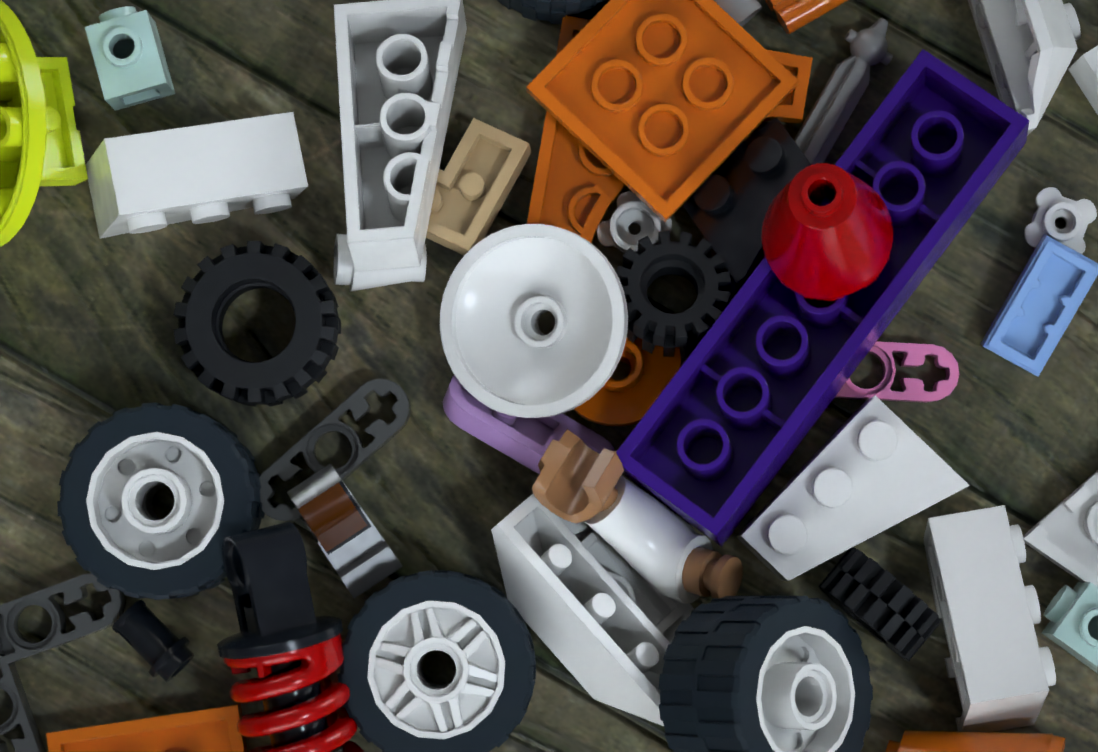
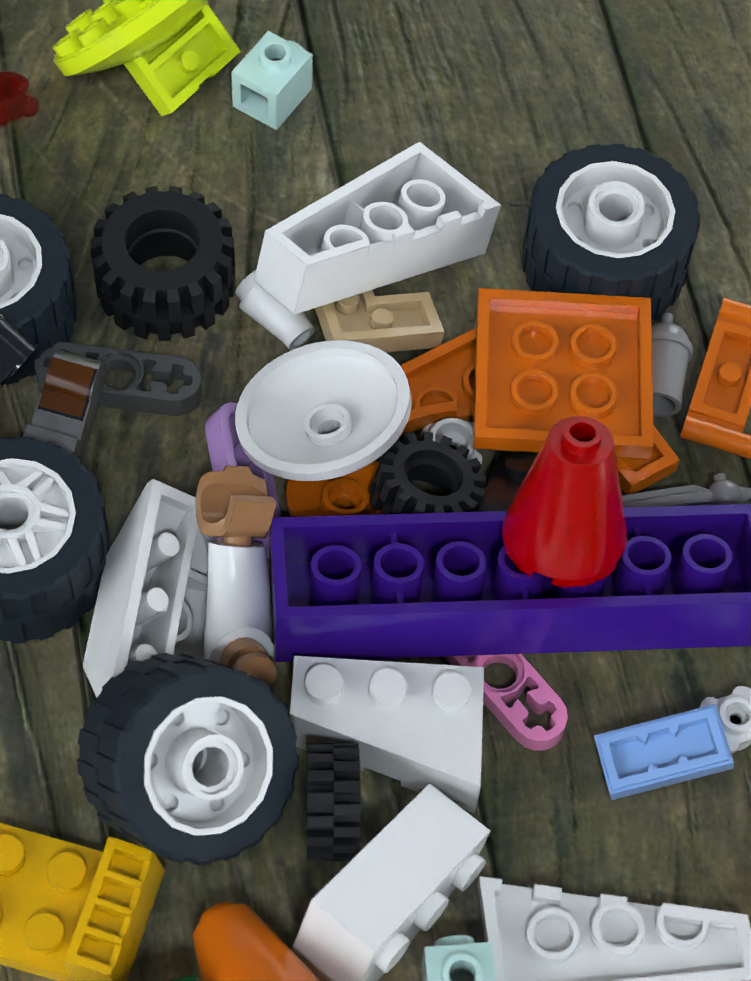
camera: 45 degrees right, 25 degrees down
(195, 174) = (230, 154): white wedge -> none

